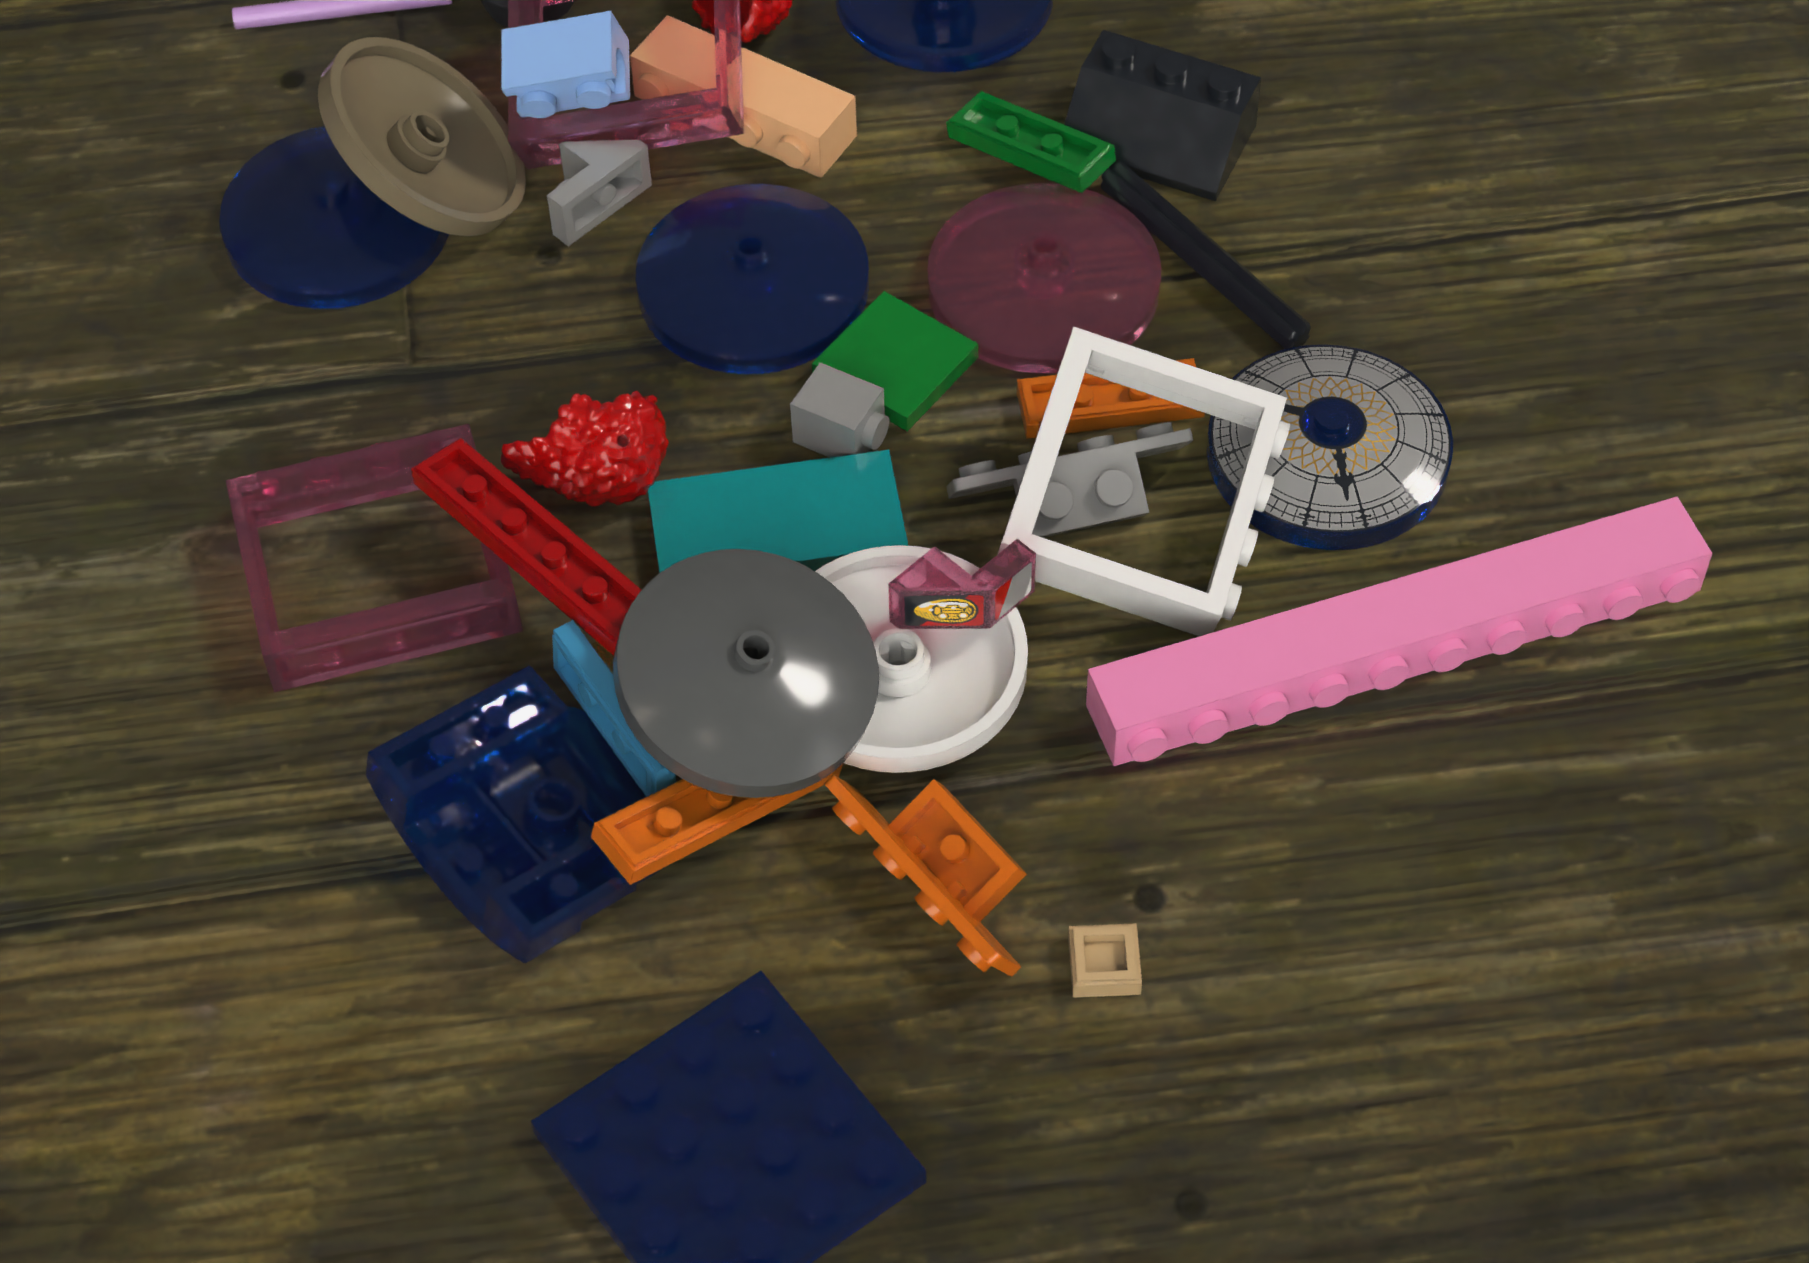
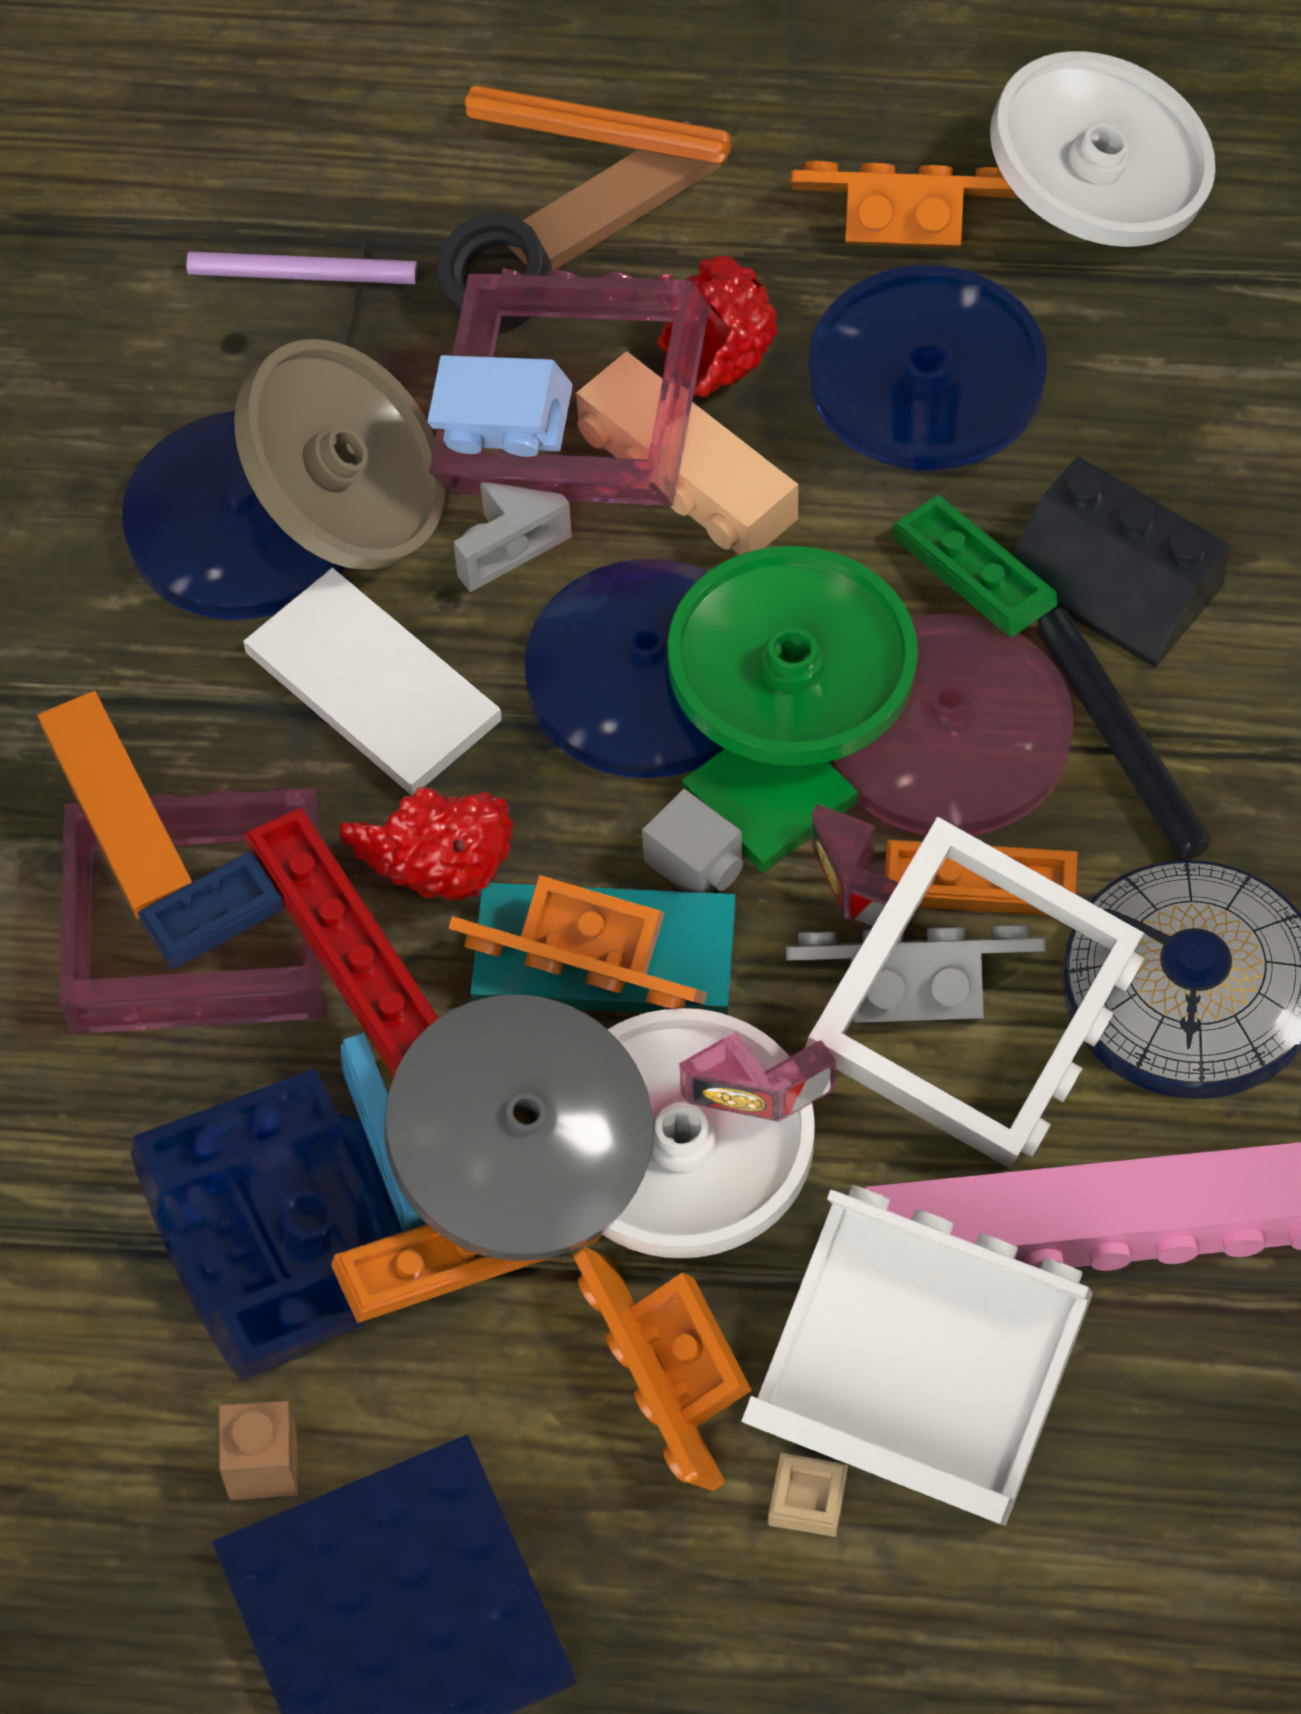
camera: 15 degrees right, 5 degrees up
(278, 469) = (114, 801): none -> orange tile
(394, 543) = (211, 910): none -> dark blue plate
(495, 332) = (372, 681): none -> white tile
(558, 1024) = (258, 1450): none -> medium nougat brick
(764, 502) = (589, 932): none -> orange bracket
(890, 234) = (792, 655): none -> green dish
(978, 396) = (845, 854): none -> clear pink slope
(1182, 804) = (922, 1354): none -> white panel

